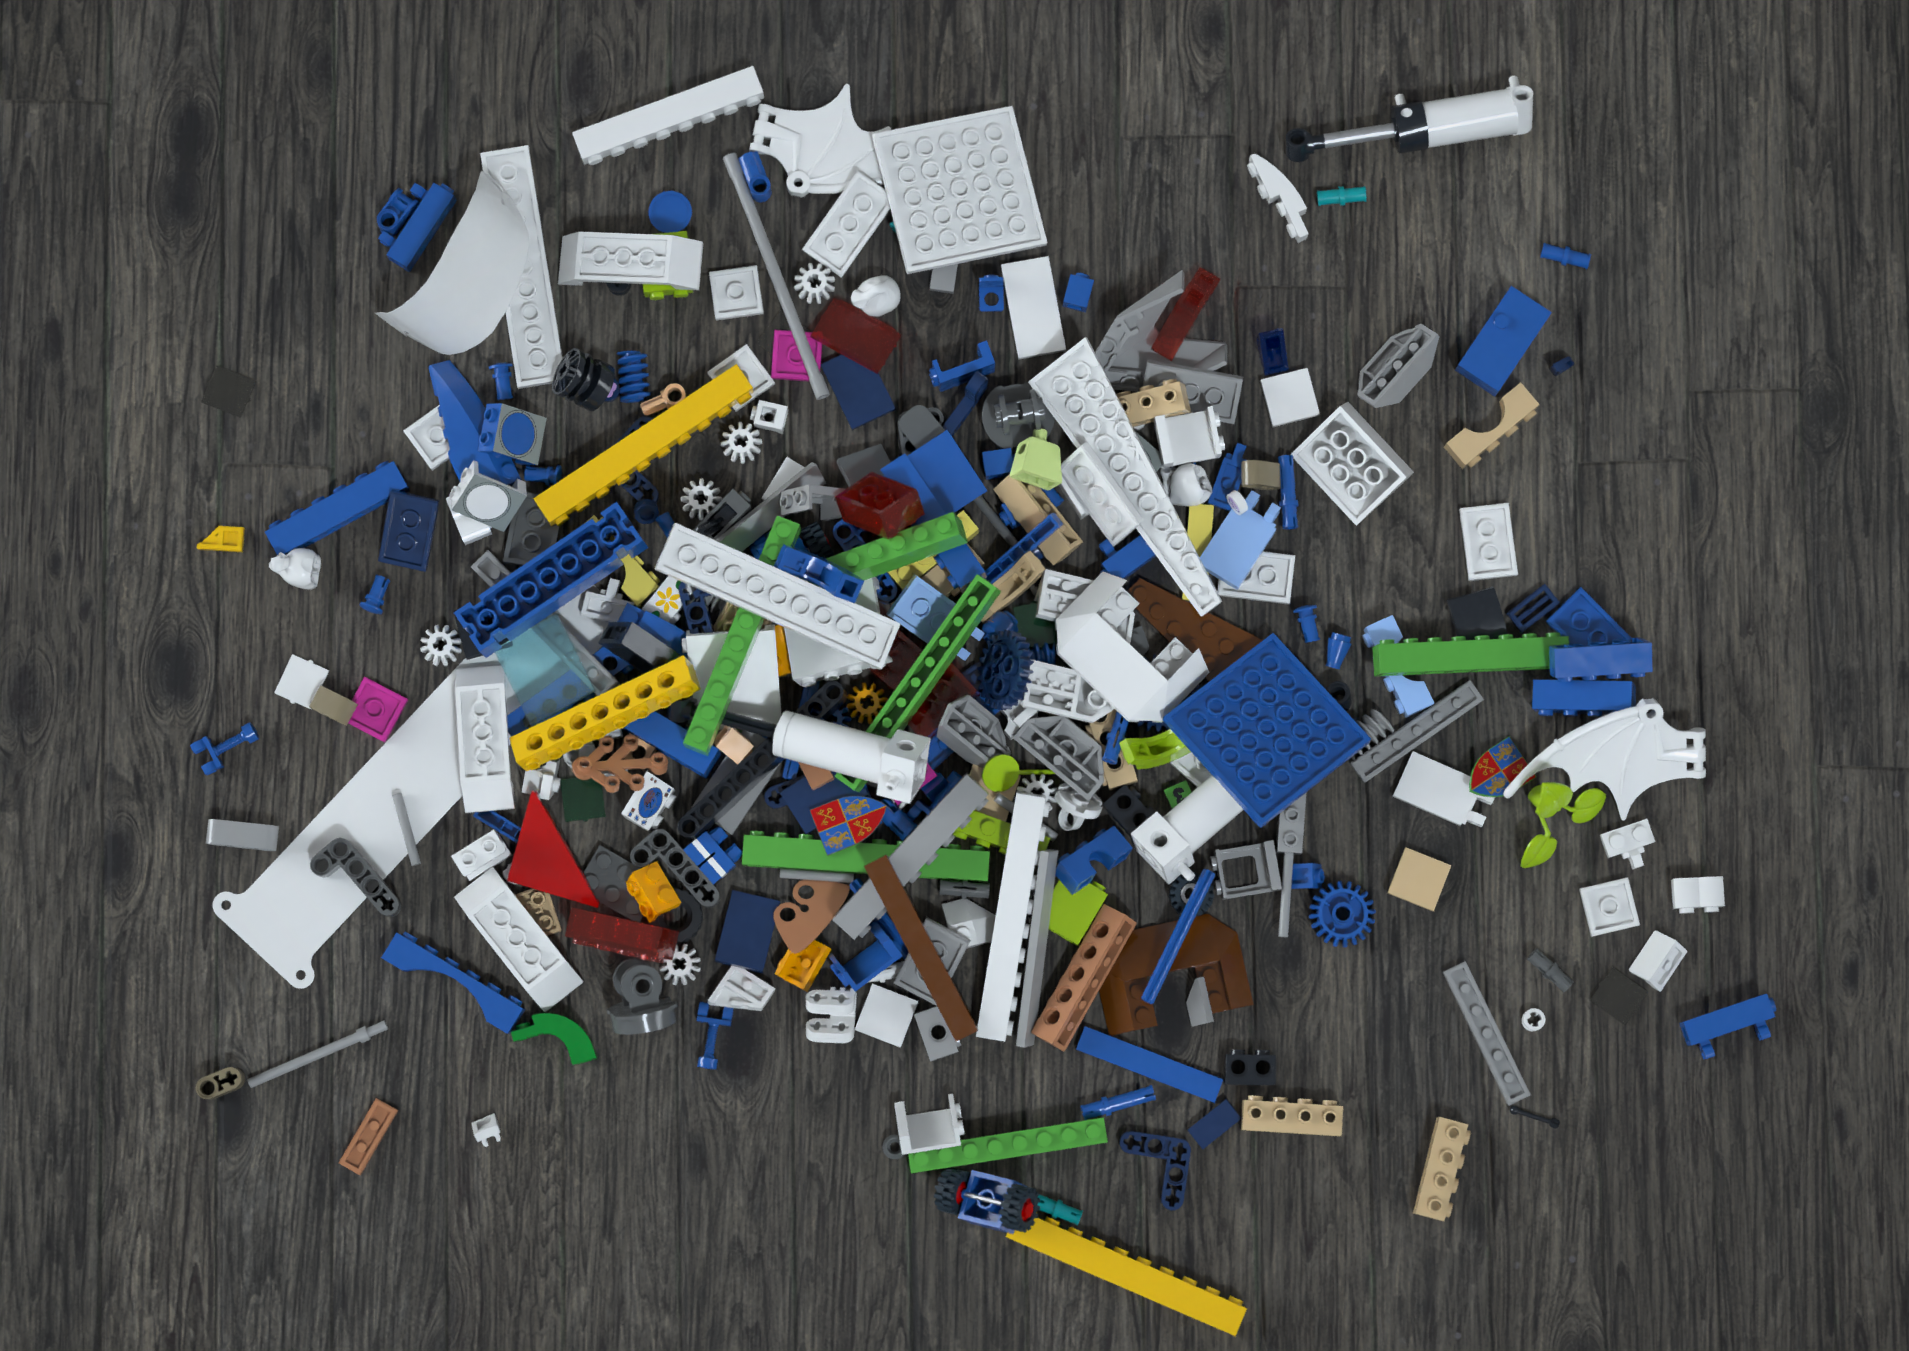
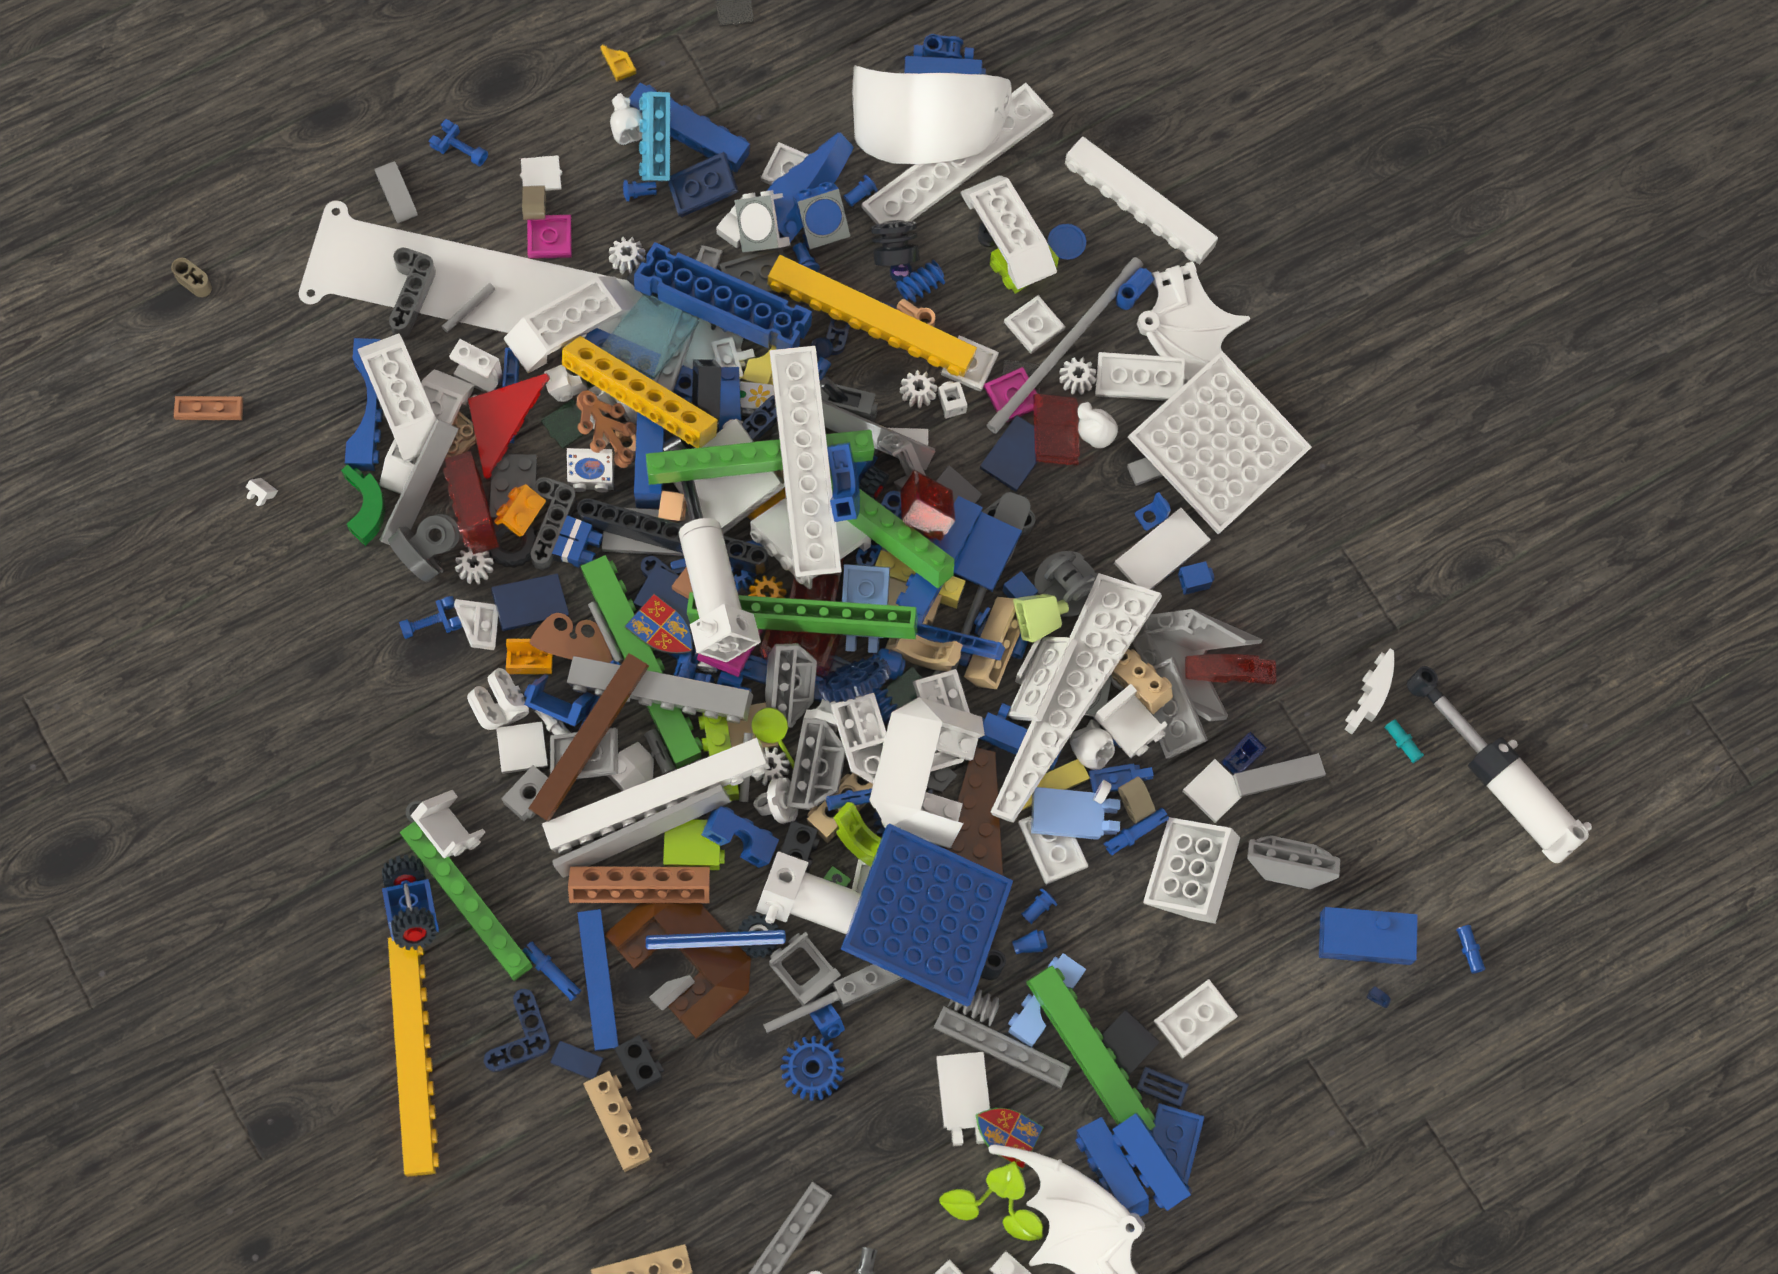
camera: 55 degrees right, 10 degrees down
(336, 549) = (655, 136): none -> medium azure brick
(362, 1035) = (285, 359): light grey bar -> none
(474, 943) = (399, 394): none -> white slope
(571, 971) = (421, 478): none -> light grey tile
(695, 492) = (856, 376): white gear -> none
(963, 373) = (1077, 523): blue panel -> none
(973, 392) = (1064, 541): dark blue beam -> none
(1059, 1210) = (435, 970): teal pin -> none
(1309, 329) = (1279, 775): none -> light grey tile
(1419, 879) = (878, 1117): tan tile -> none
(1515, 407) = (1264, 957): tan arch -> none

